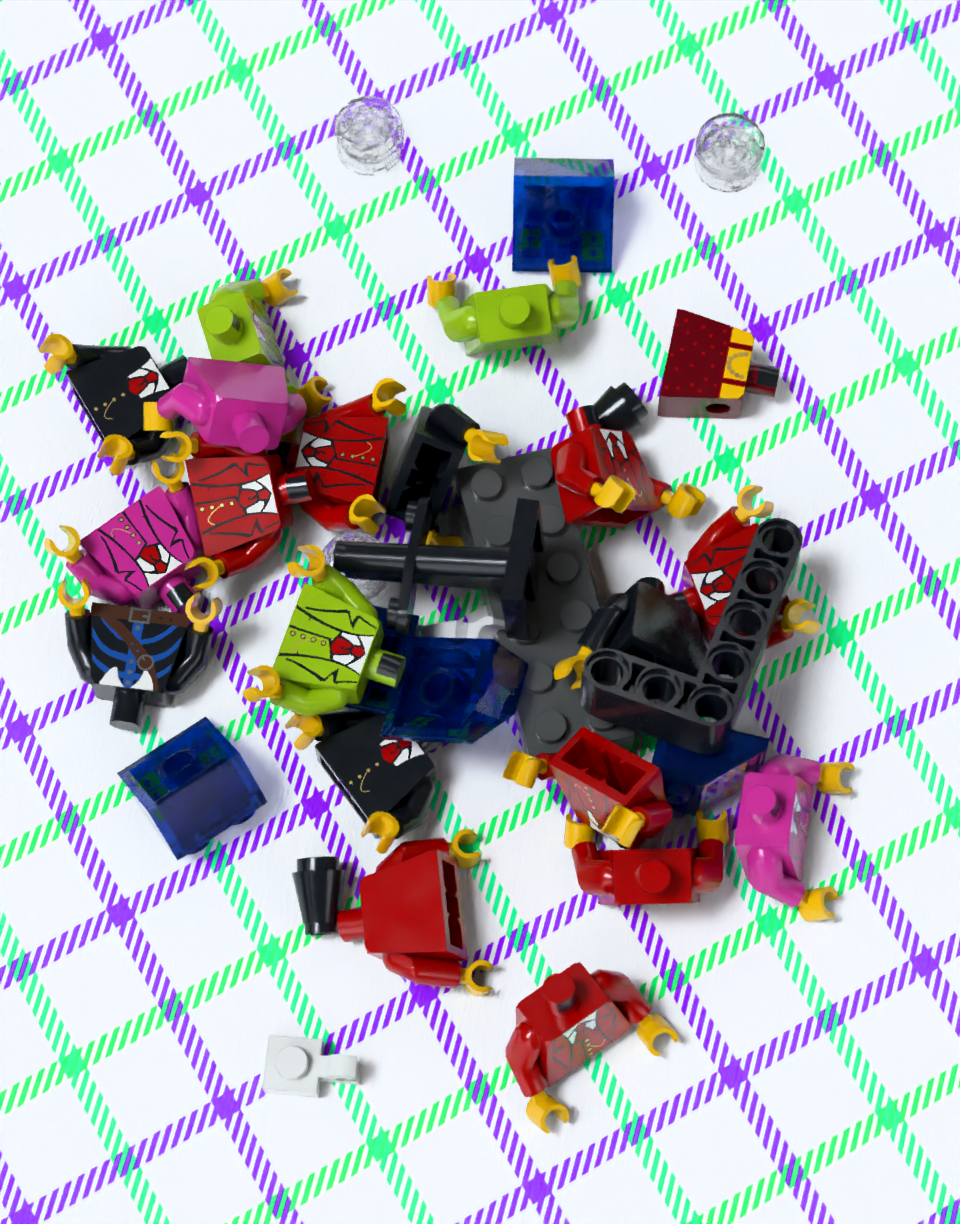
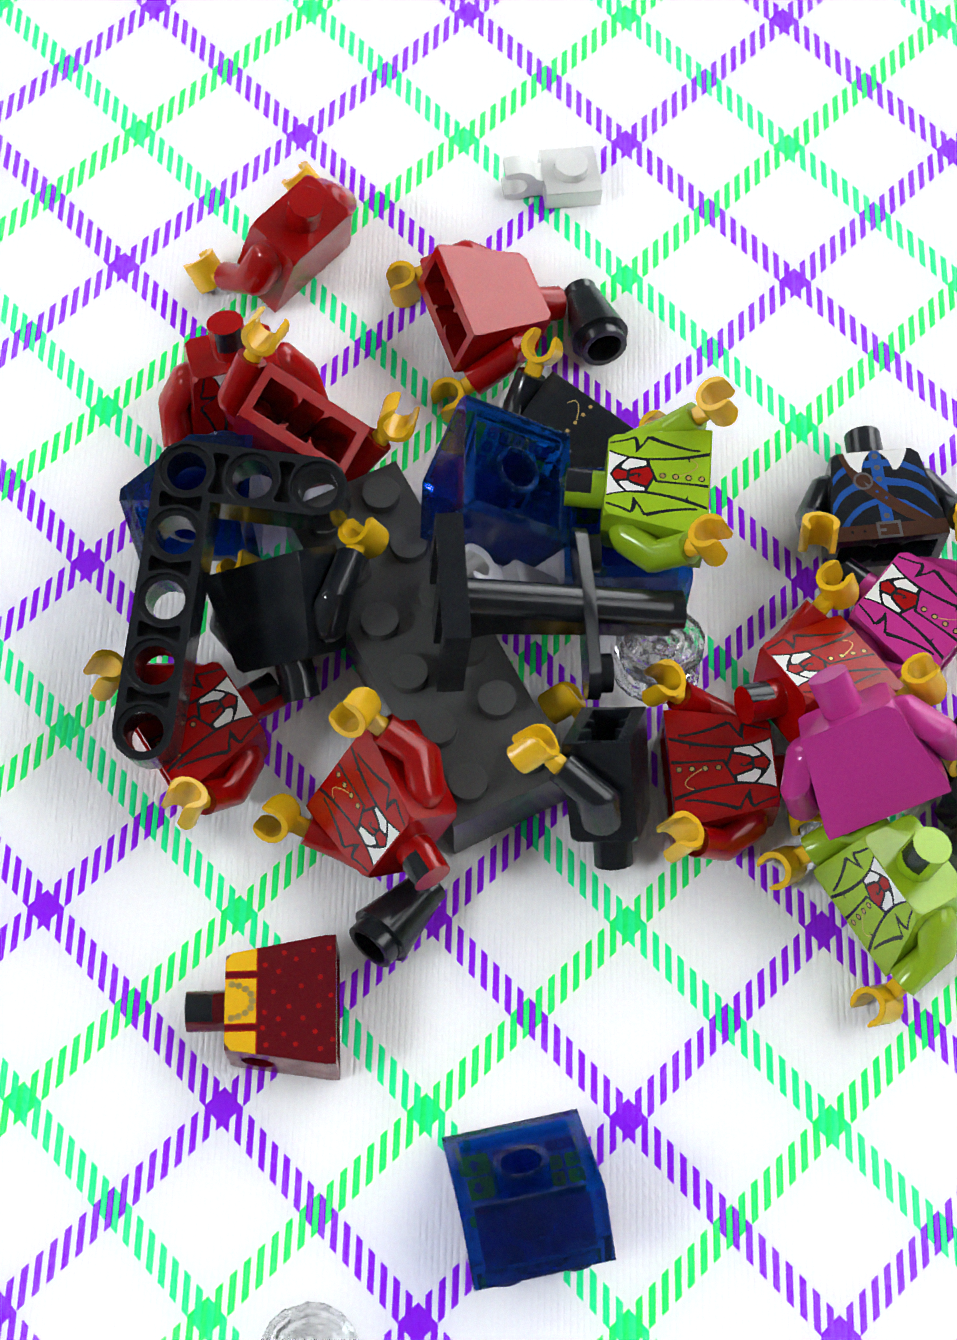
camera: 165 degrees right, 5 degrees down
(193, 788) = (780, 387): clear blue slope -> none
(369, 136) = (832, 1260): clear wheel -> none
(509, 315) = (555, 1006): lime torso -> none
(776, 826) = (107, 456): dark pink torso -> none

